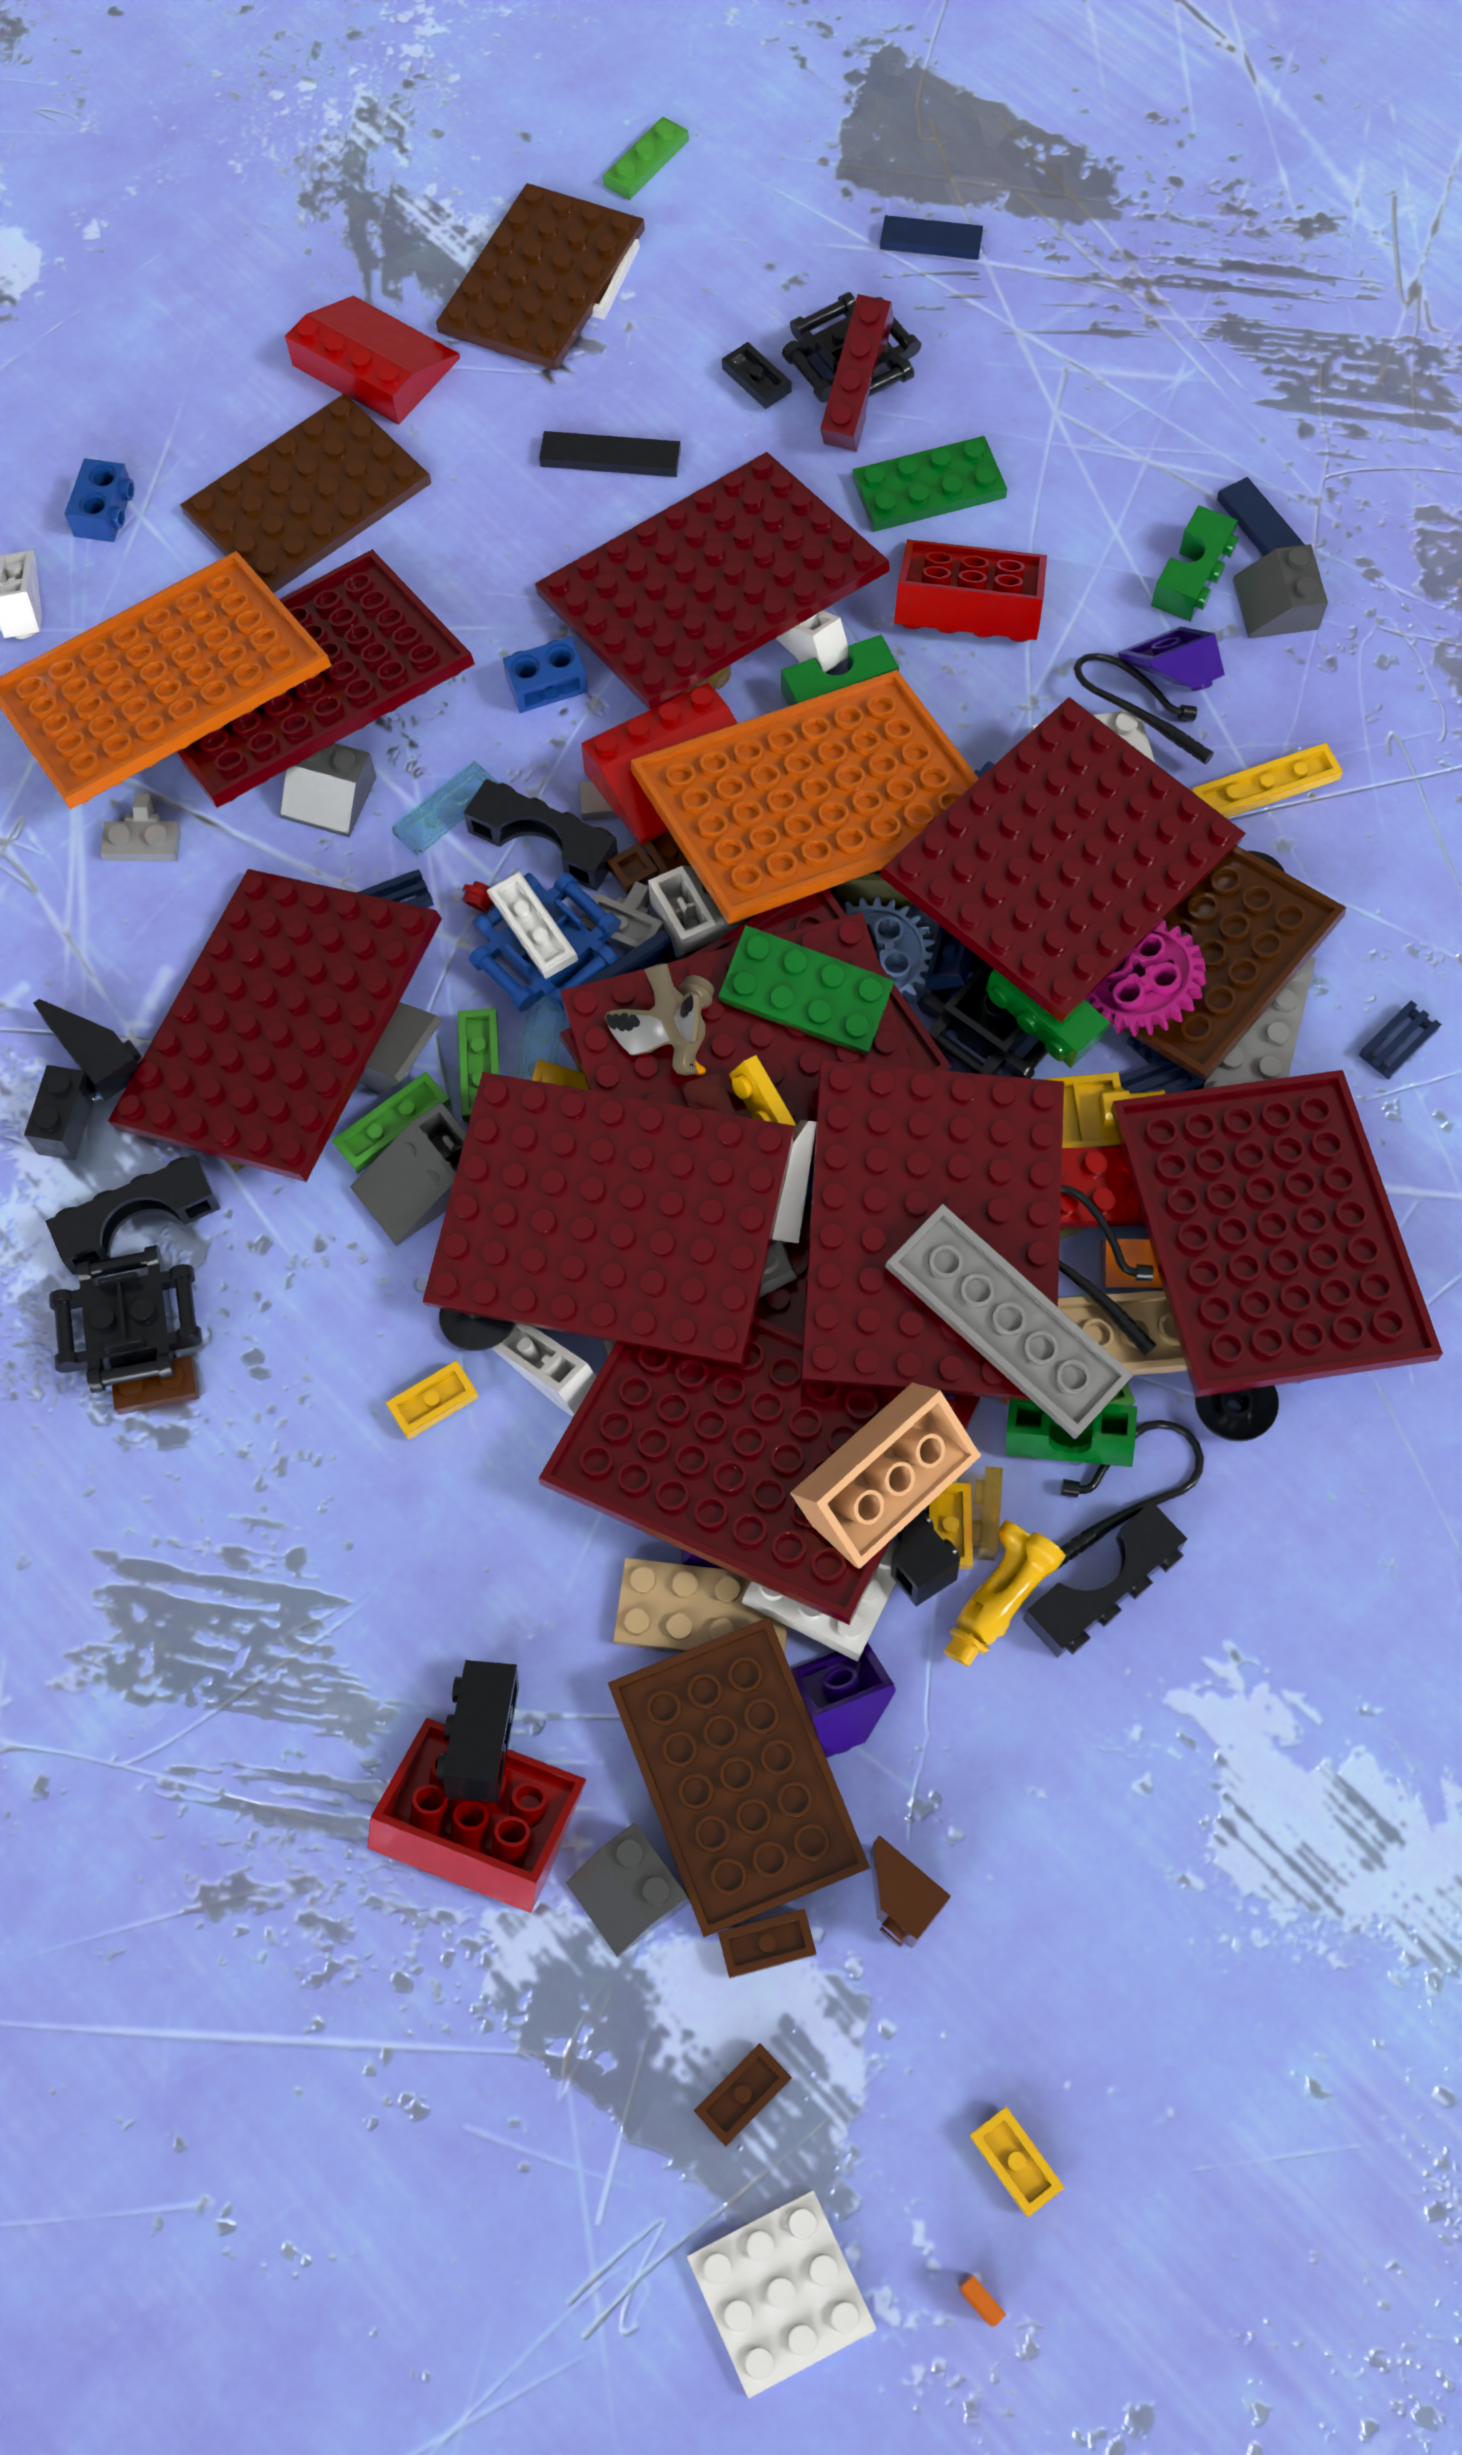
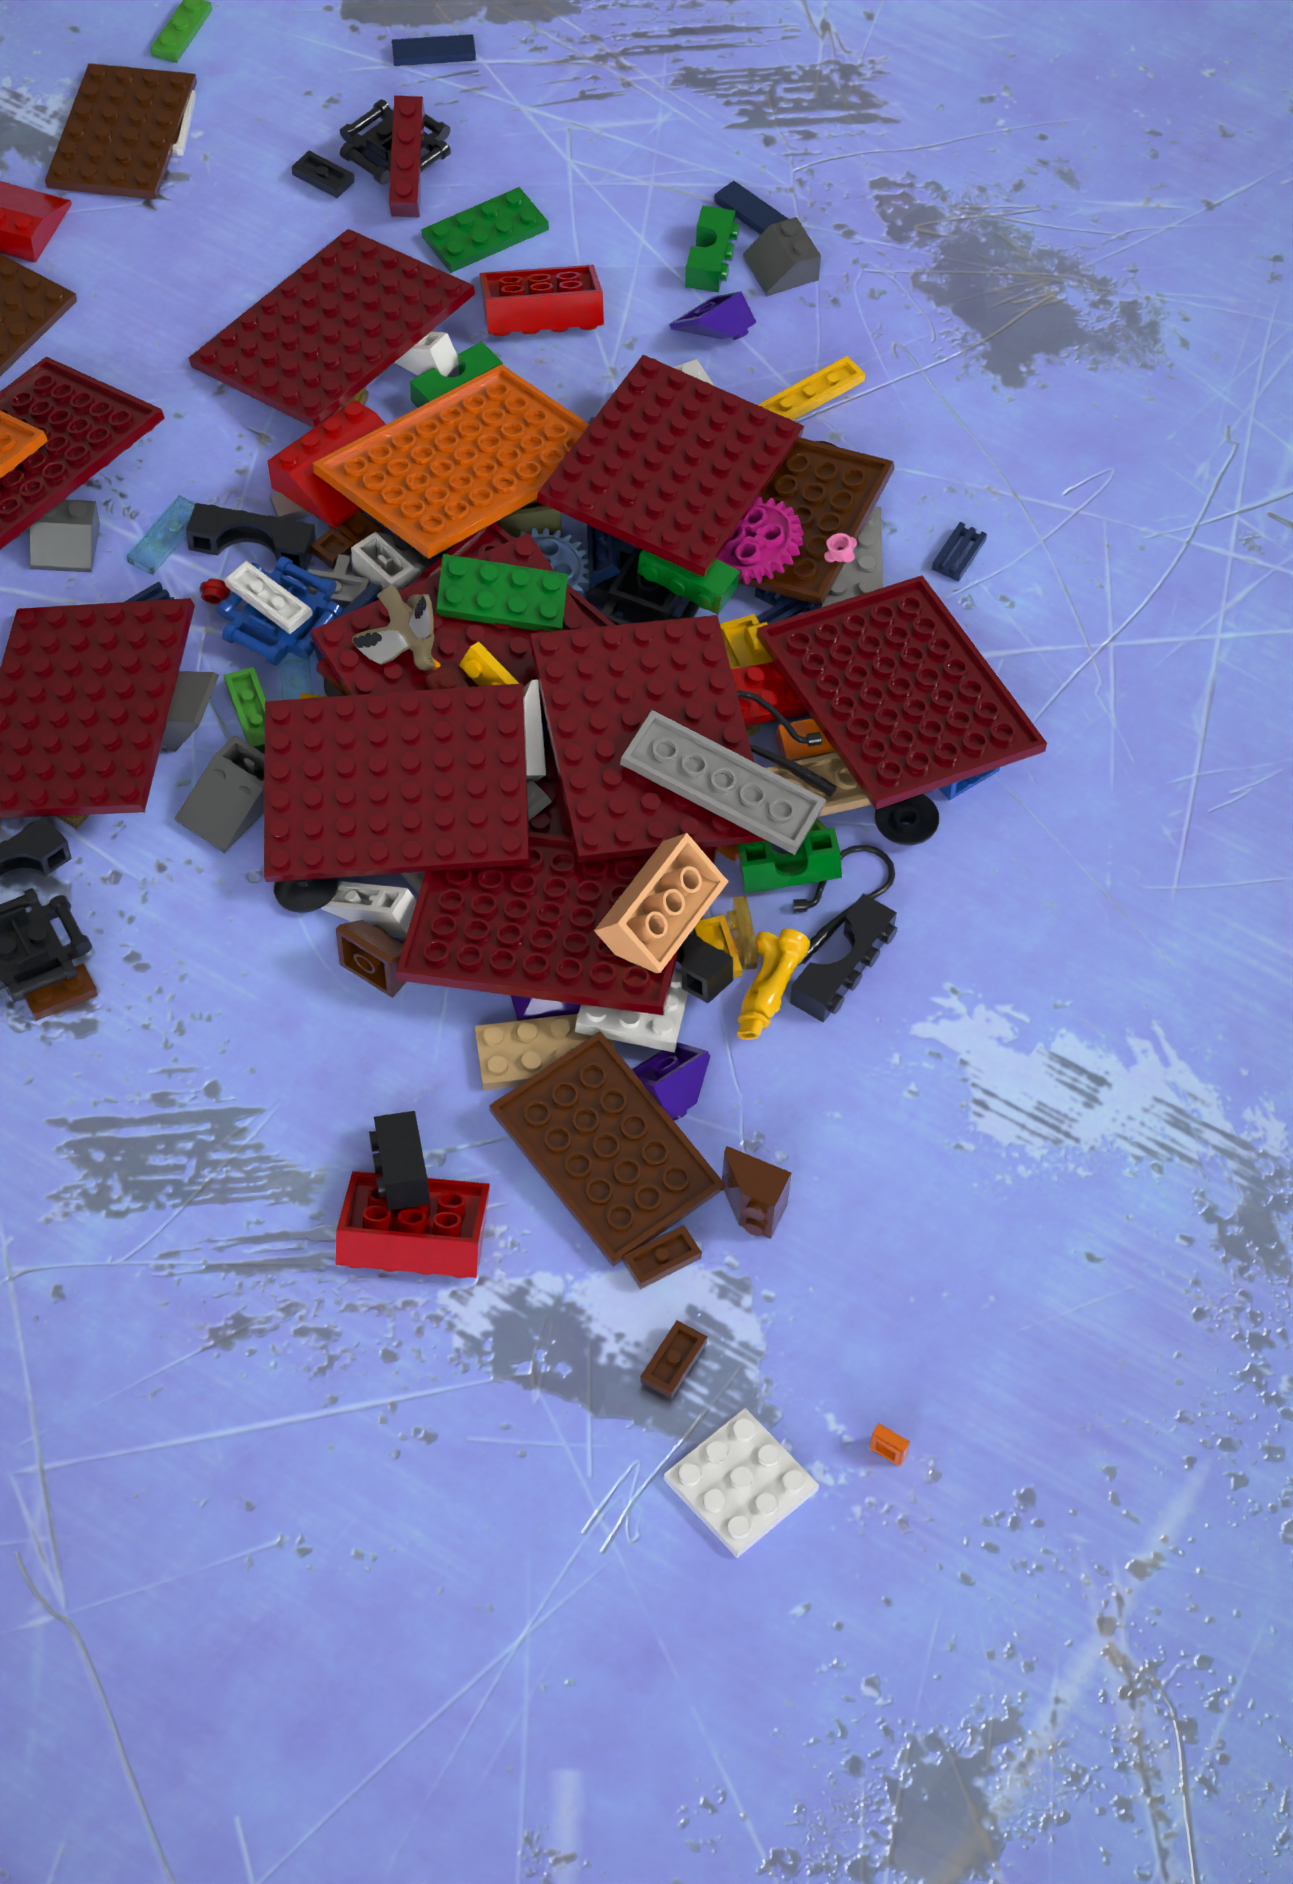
camera: 20 degrees left, 10 degrees down
(377, 1130) = (187, 769): bright green plate -> none
(432, 1400) = (288, 951): yellow plate -> none
(525, 1427) = (370, 954): none -> reddish brown slope
(547, 677) = (218, 421): blue brick -> none
(610, 453) = (219, 253): black tile -> none
(627, 1890) = (546, 1244): dark grey slope -> none
(1016, 2161) = (888, 1352): yellow plate -> none
(1168, 730) = (724, 369): black piece -> none
(1247, 1005) = (840, 548): none -> bright pink plate

